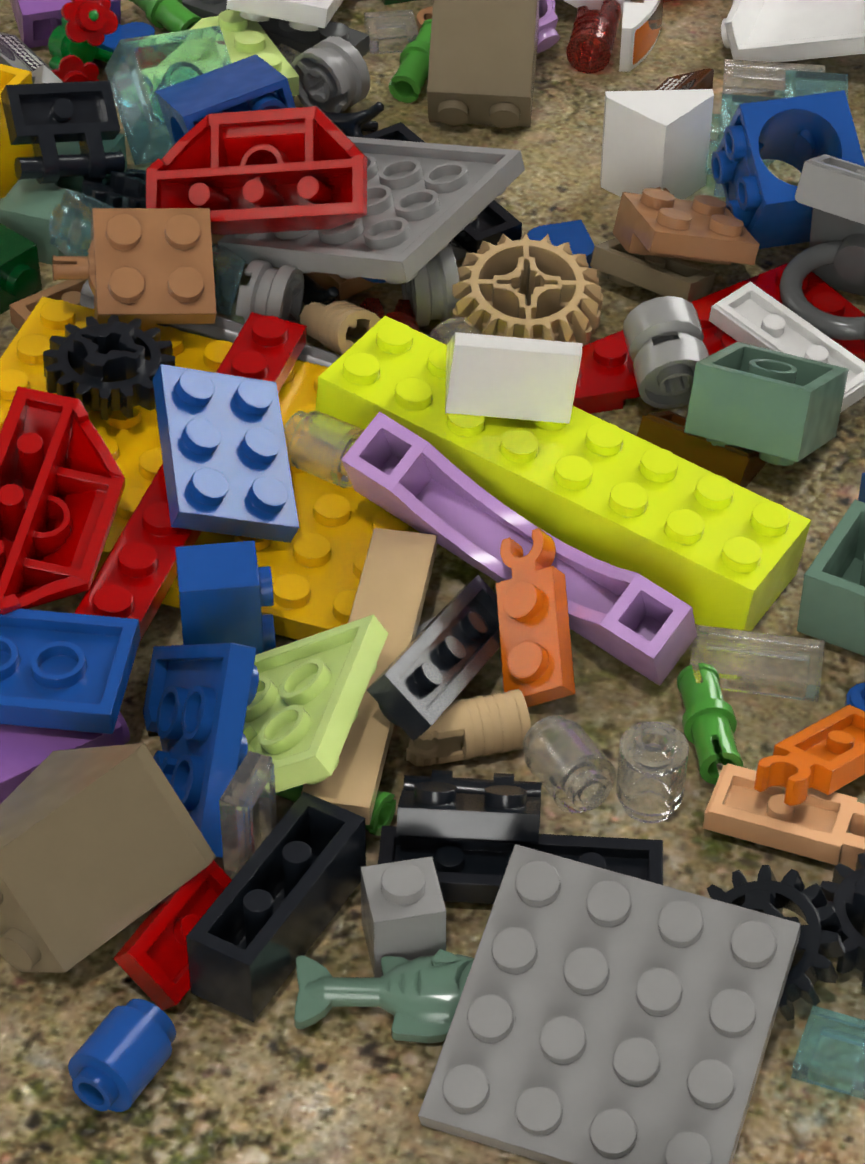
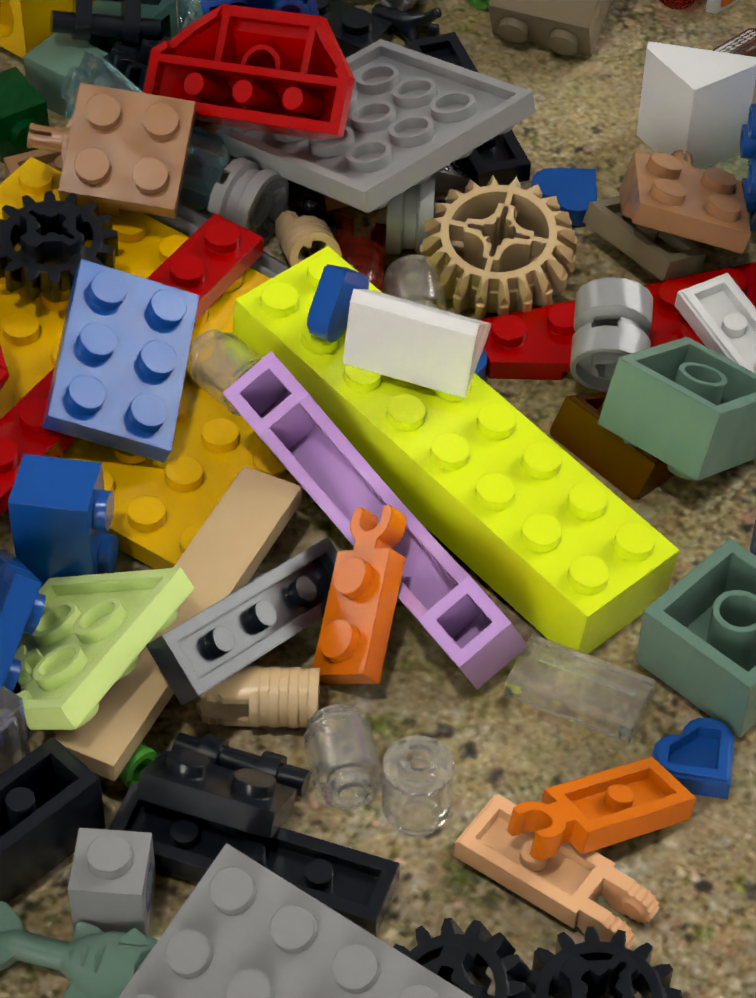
camera: 15 degrees right, 5 degrees up
(424, 356) = (332, 300): none -> blue tile
(708, 721) = (502, 742): bright green pin -> none

